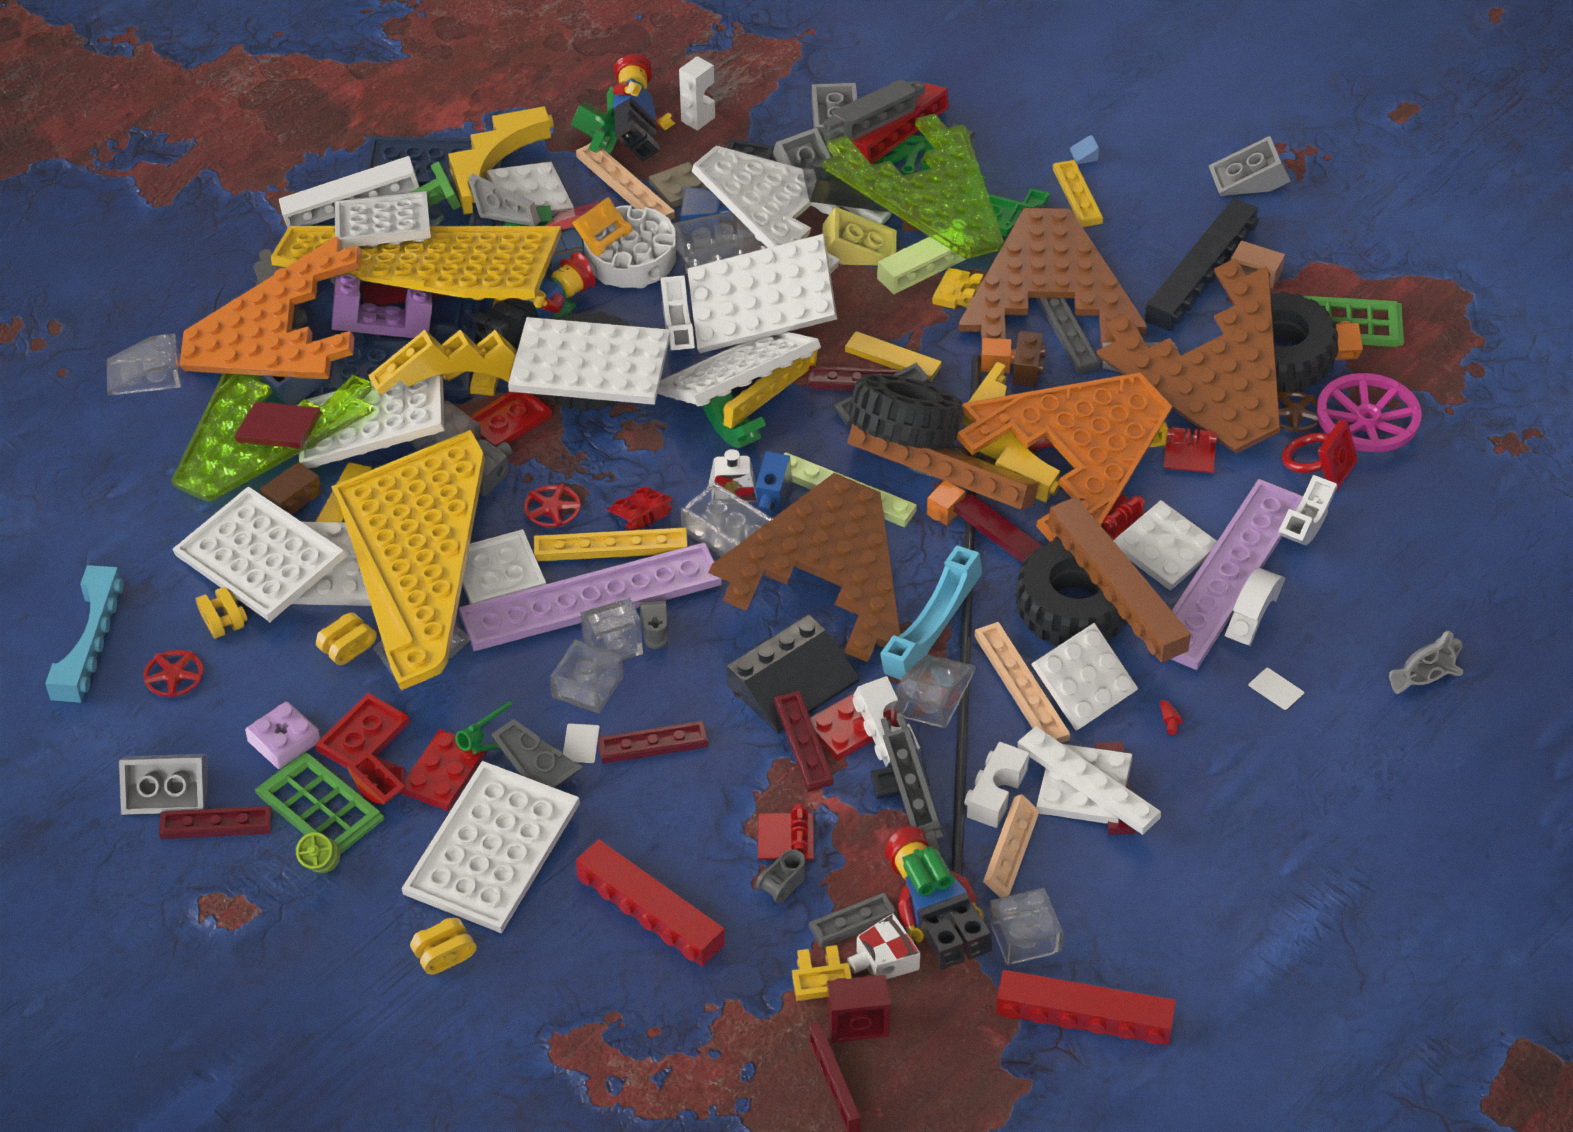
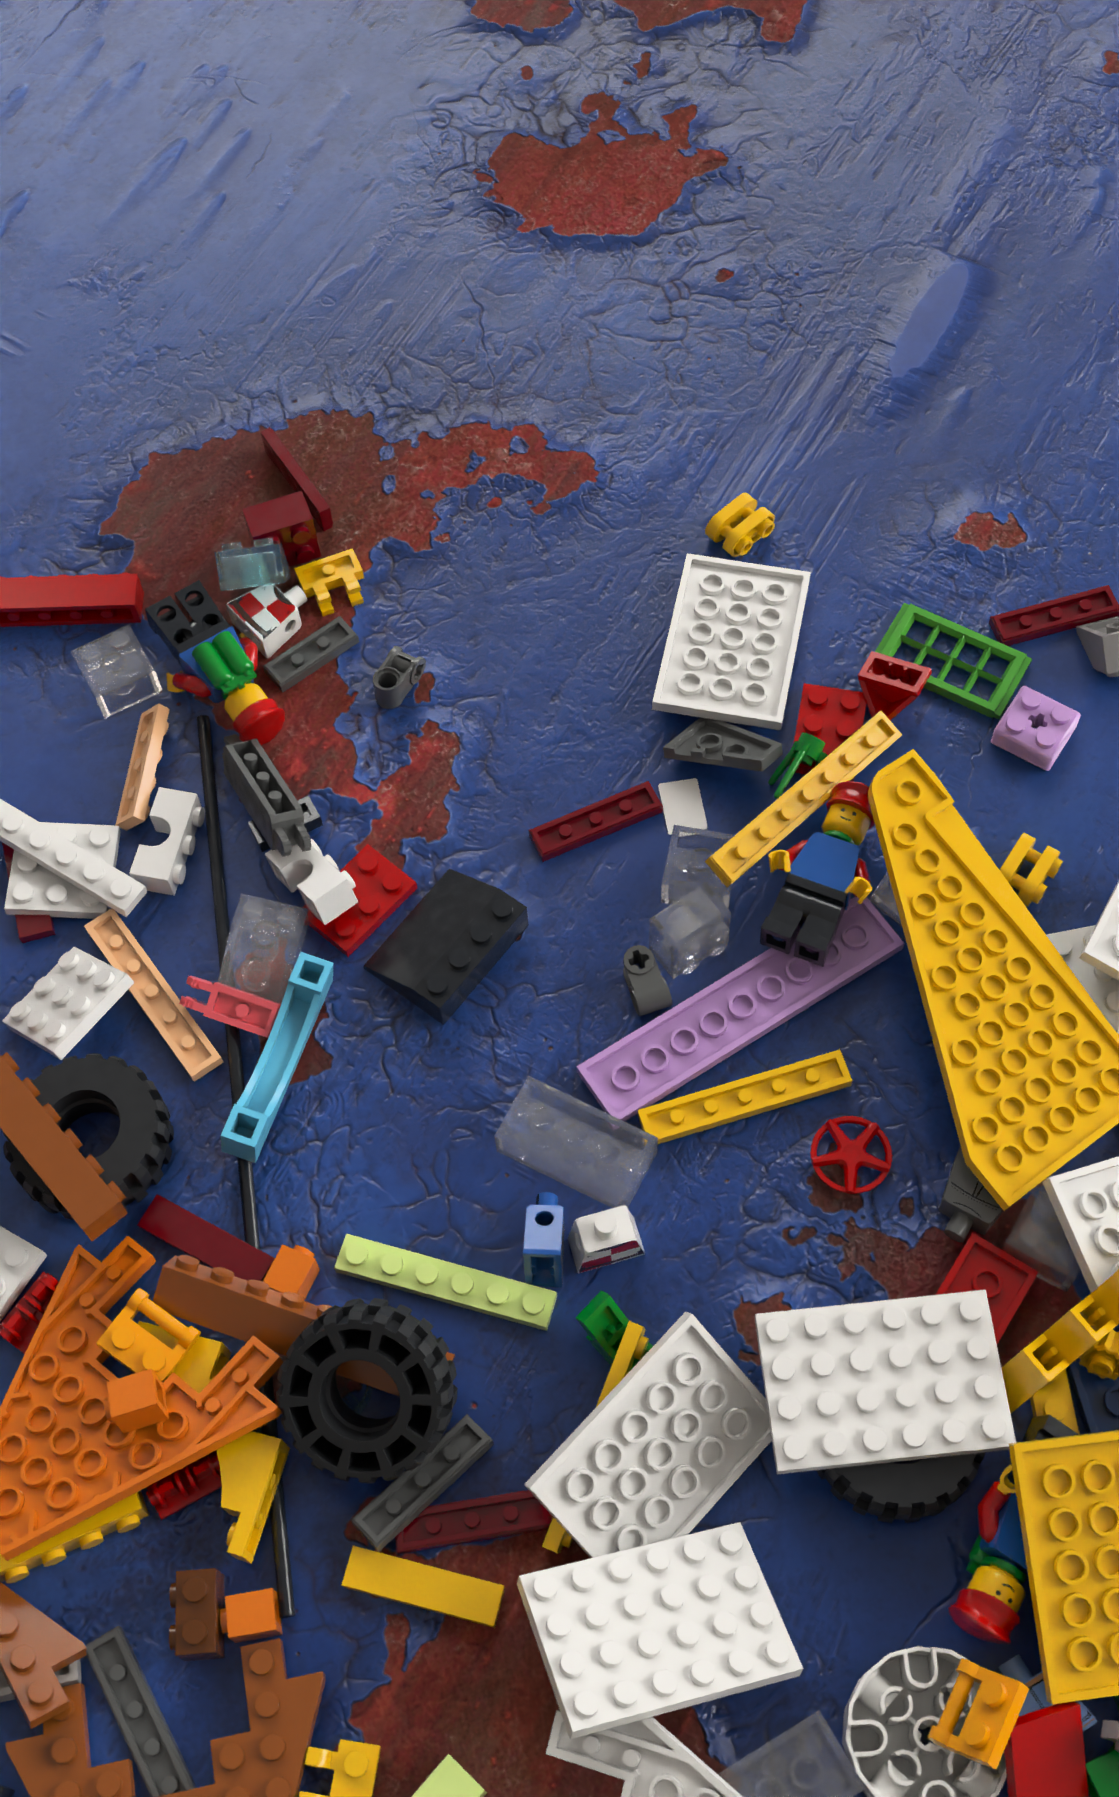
camera: 170 degrees right, 15 degrees up
(318, 852) = (917, 575): lime wheel -> none
(365, 727) = (949, 743): red plate -> none
(487, 701) = (802, 799): none -> yellow tile
(498, 643) = (821, 877): none -> piece
(500, 567) = (876, 1023): white plate -> none
(641, 508) = (727, 1174): red hinge -> none
(650, 903) = (537, 616): red brick -> none
(676, 313) = (787, 1566): white arch -> none
(785, 832) = (406, 731): red hinge -> none
(803, 741) = (412, 850): dark red tile -> none
(834, 535) = (439, 1142): dark orange wing -> none
(892, 950) = (251, 566): none -> clear light blue slope
(963, 653) = (233, 1006): none -> coral hinge
(1046, 458) = (140, 1349): none -> light orange plate
(1050, 420) = (136, 1401): none -> orange brick

